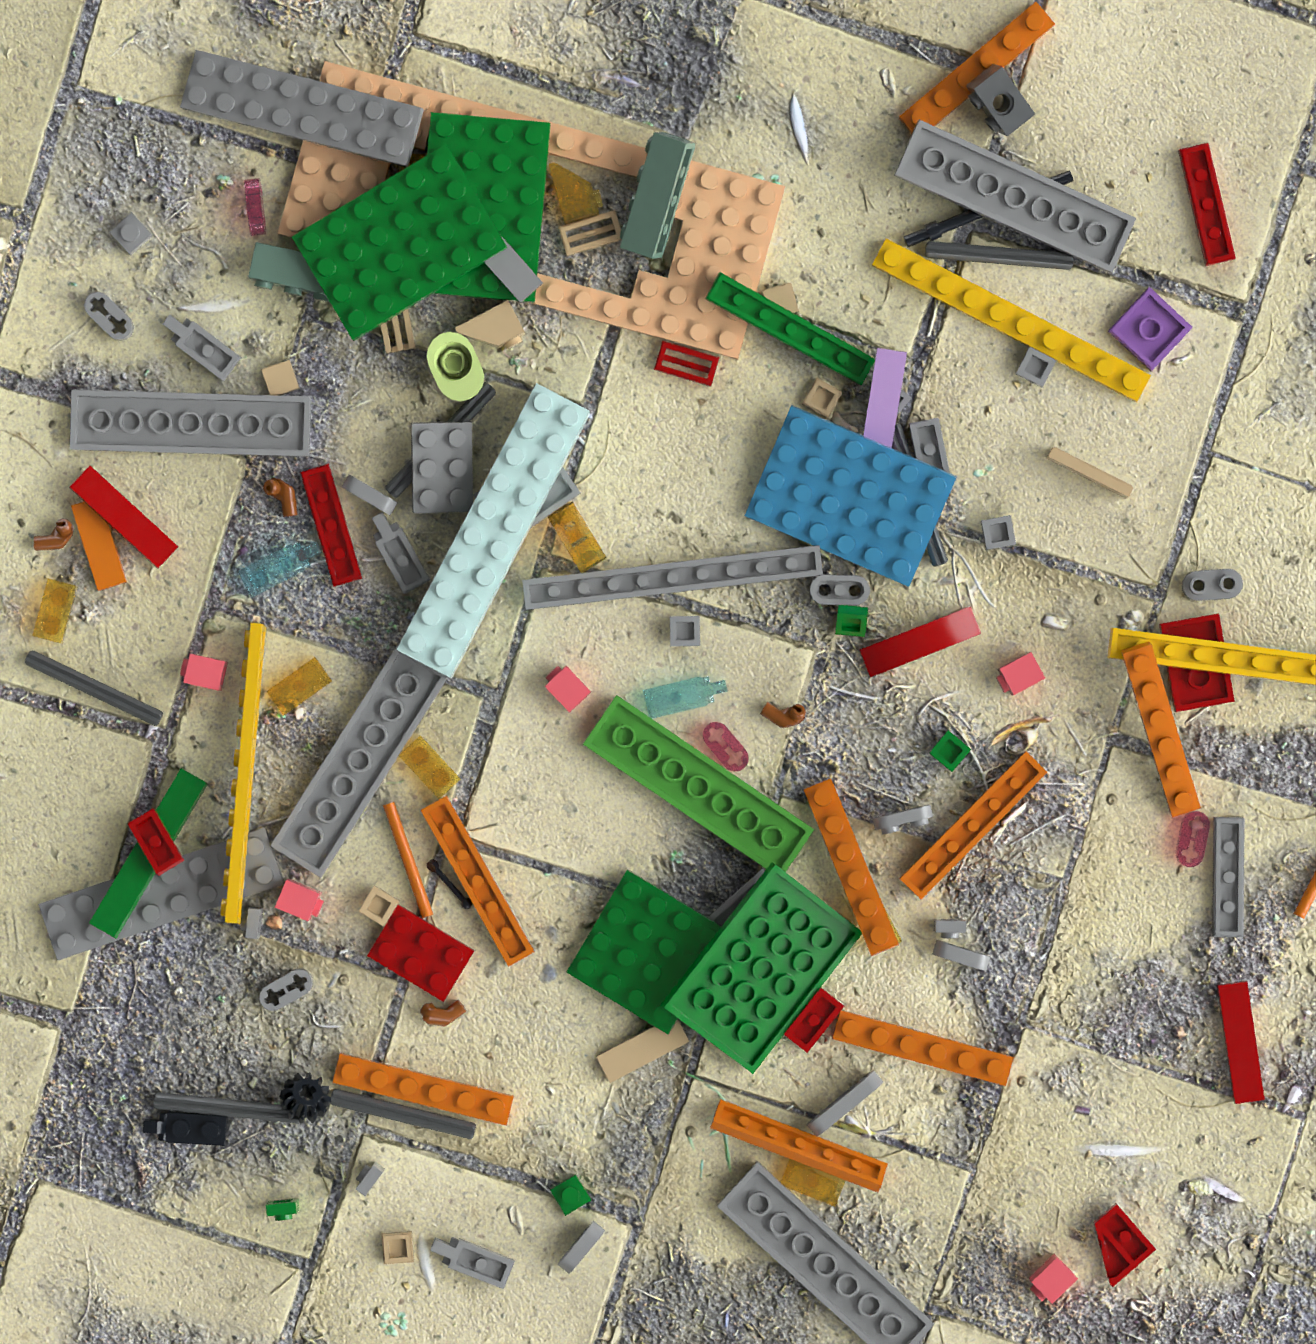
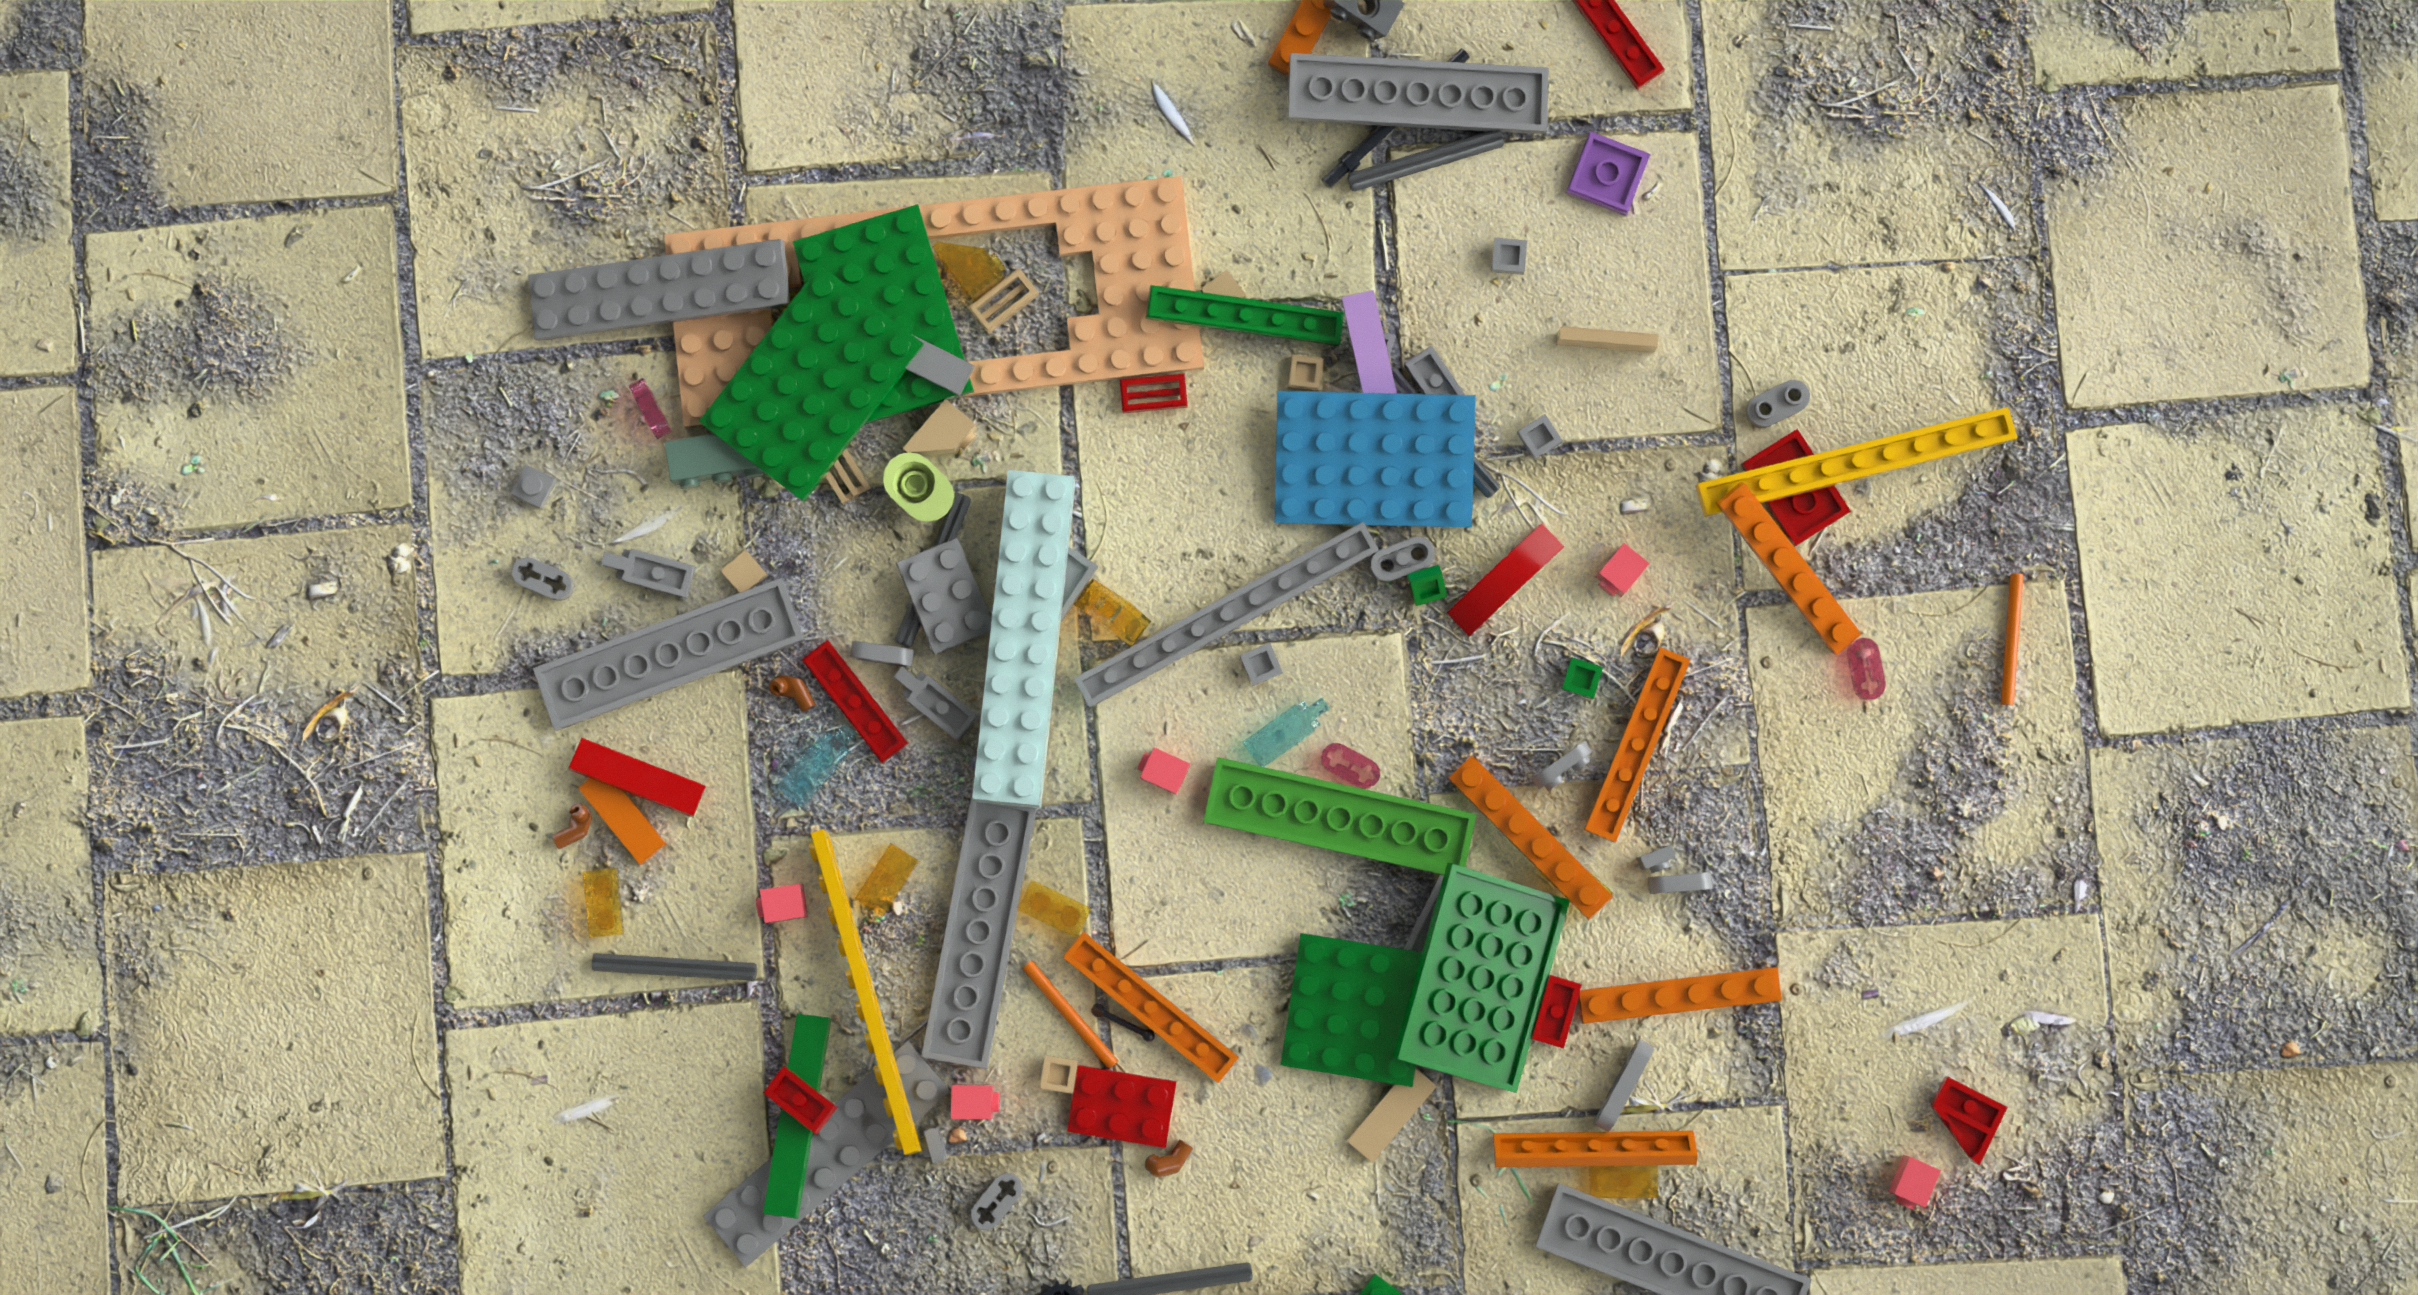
camera: 20 degrees left, 5 degrees down
(423, 1089) = (1180, 1248): orange plate -> none
(657, 194) = (1055, 233): sand green brick -> none
(786, 717) = (1400, 711): dark orange arm -> none
(1011, 320) = (1464, 219): yellow plate -> none
(1228, 877) = (1918, 693): light grey tile -> none
(1240, 1042) = (2002, 858): red tile -> none

